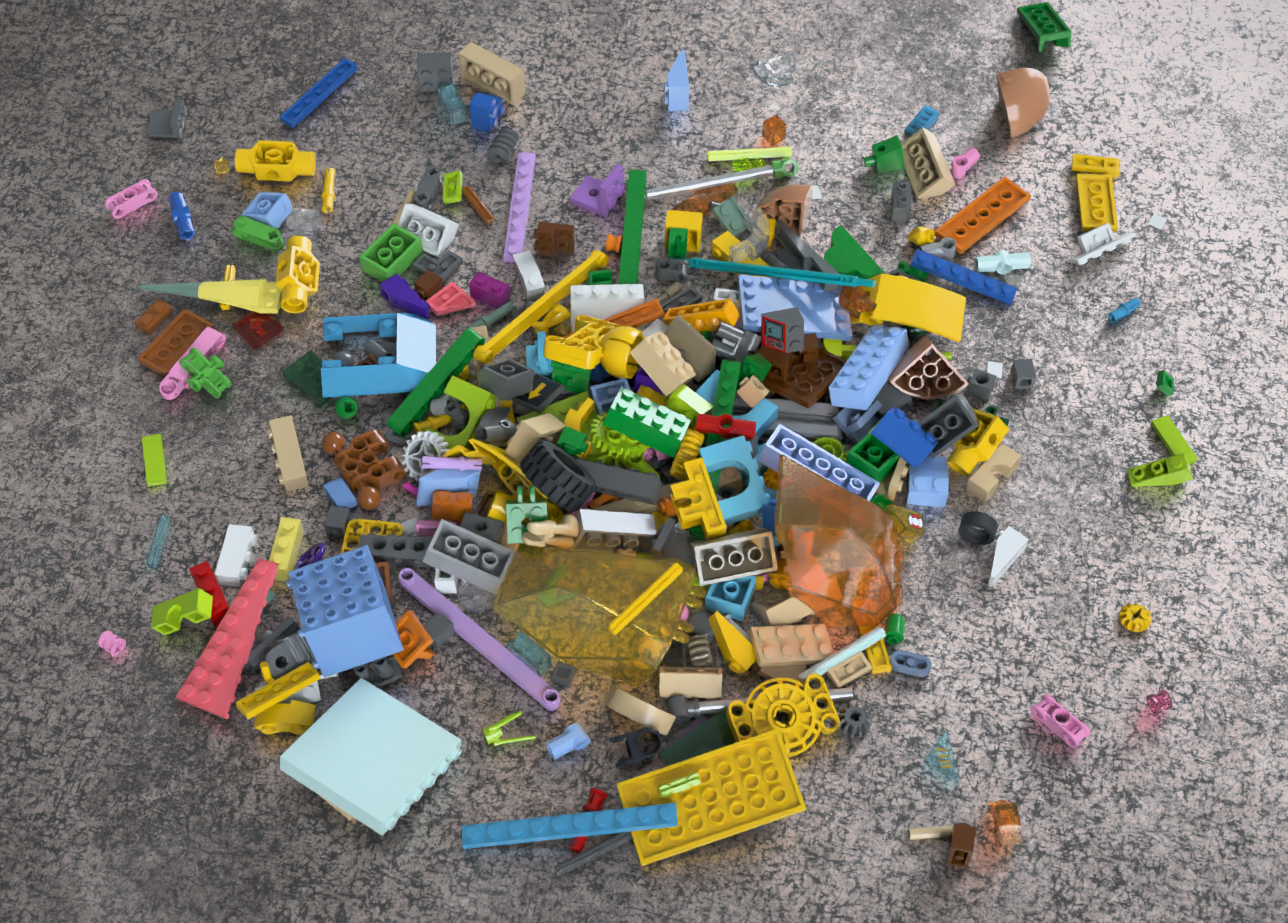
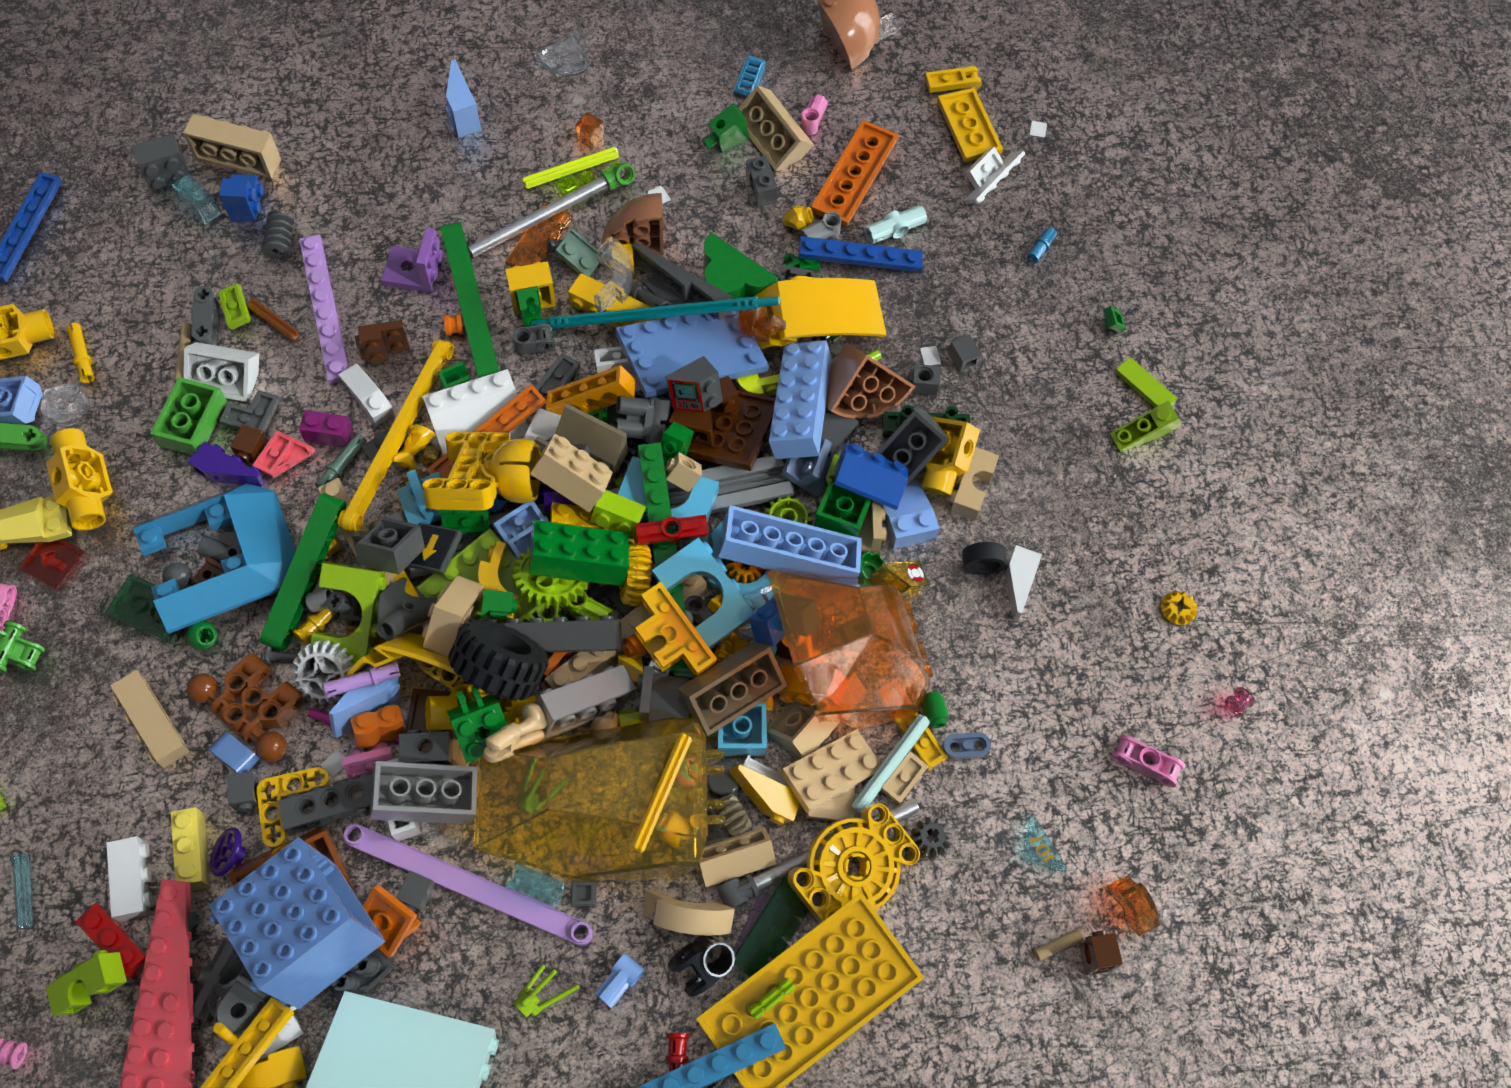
camera: 25 degrees left, 10 degrees up
(668, 293) = (538, 370): dark tan axle -> none

